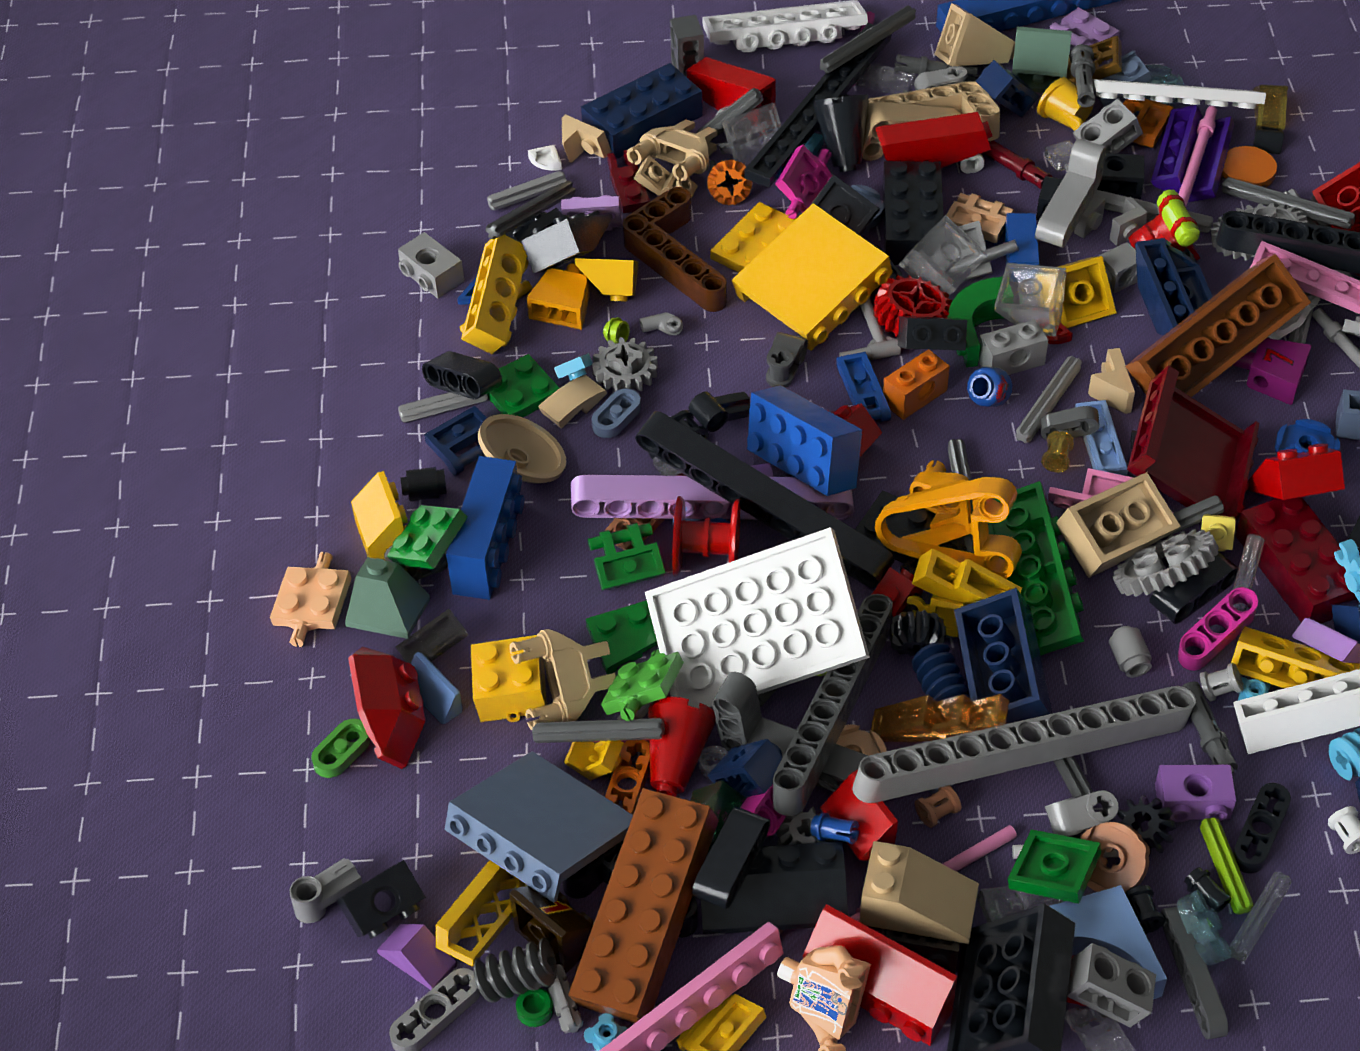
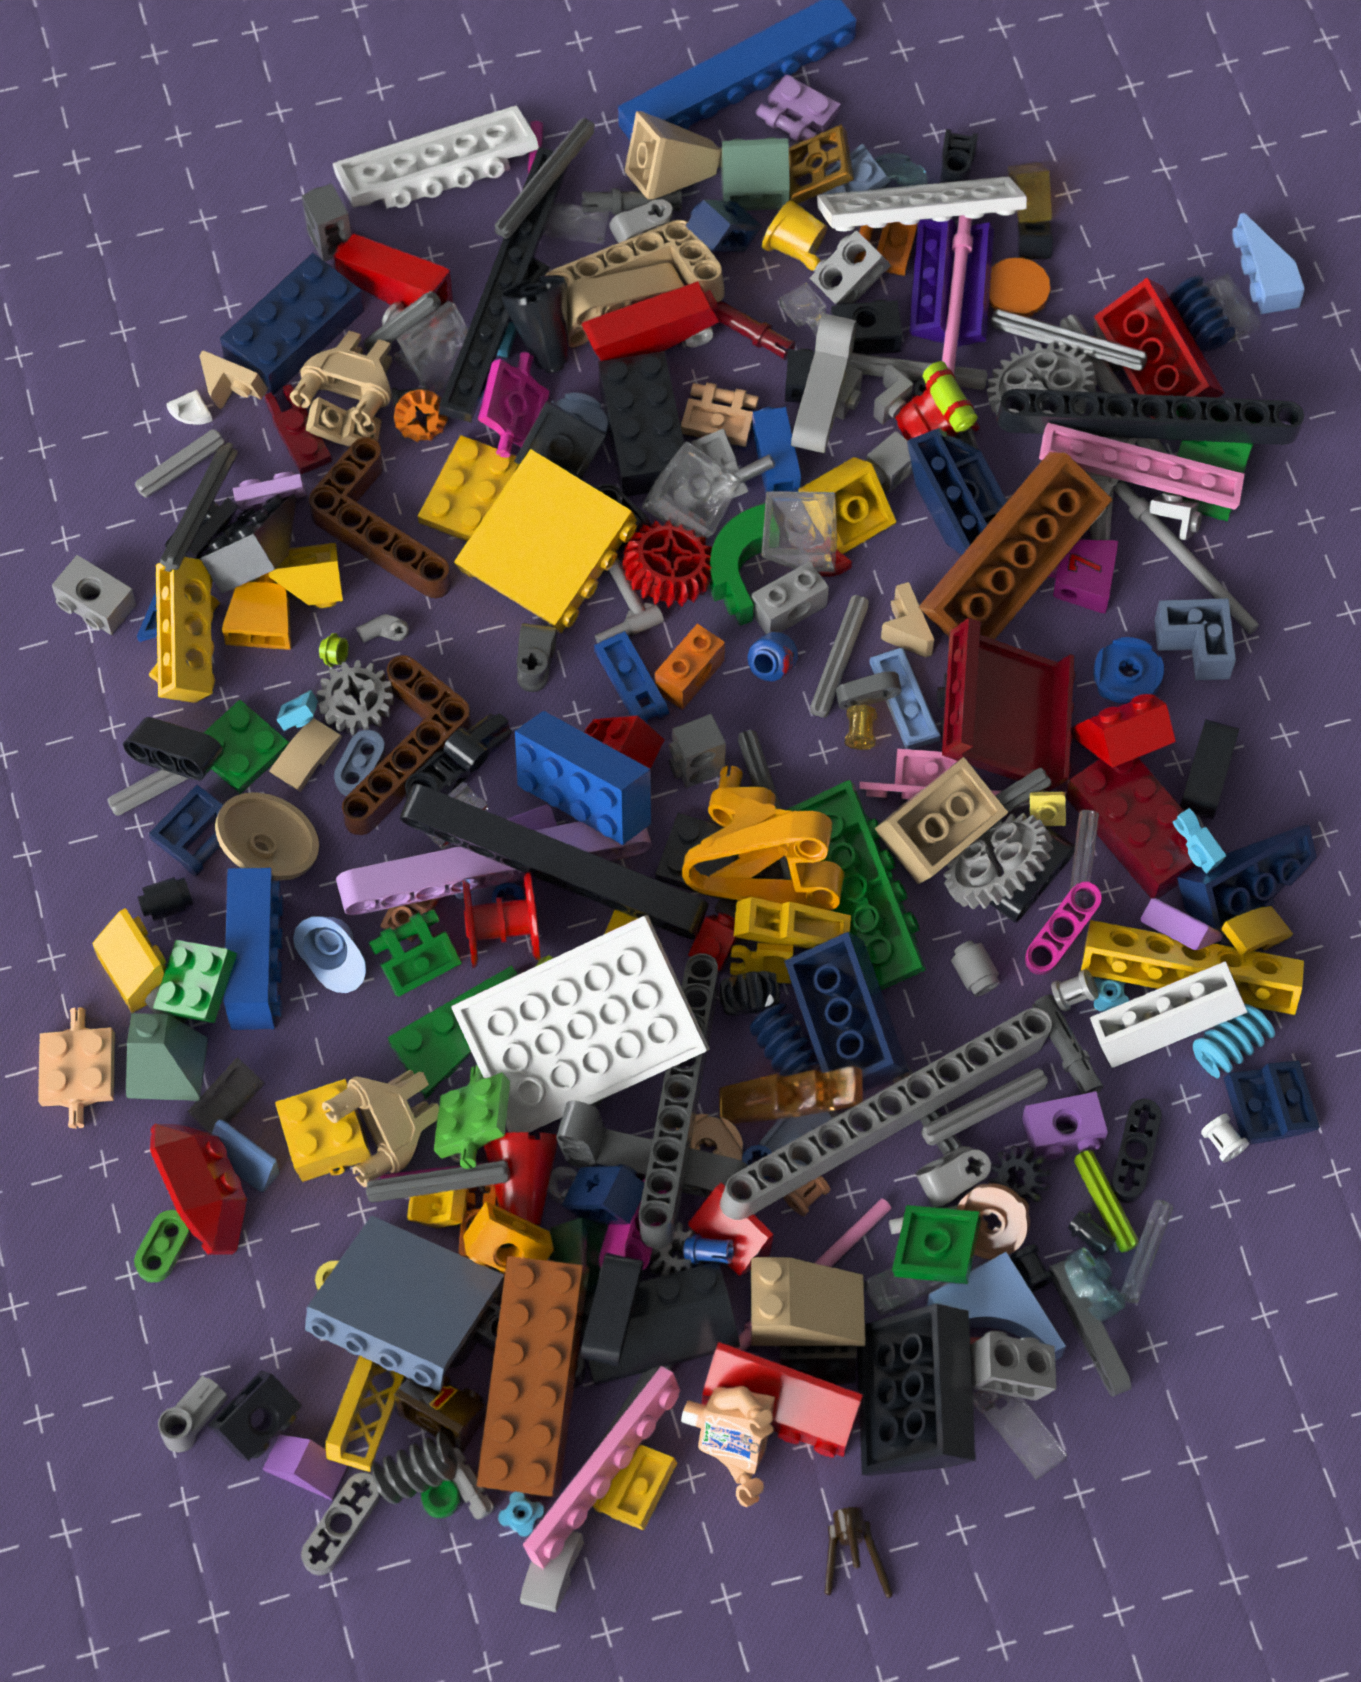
camera: 15 degrees left, 15 degrees up
(552, 543) = (330, 952): none -> light blue piece
(641, 774) = (497, 1227): none -> light orange brick
(688, 378) = (412, 748): none -> reddish brown beam
(908, 441) = (697, 751): none -> dark grey brick
(932, 333) = (698, 603): black brick -> none
(1083, 70) = (816, 226): dark grey pin -> none
(1120, 763) = (984, 1106): none -> light grey axle
(1212, 72) = (957, 156): none -> black piece

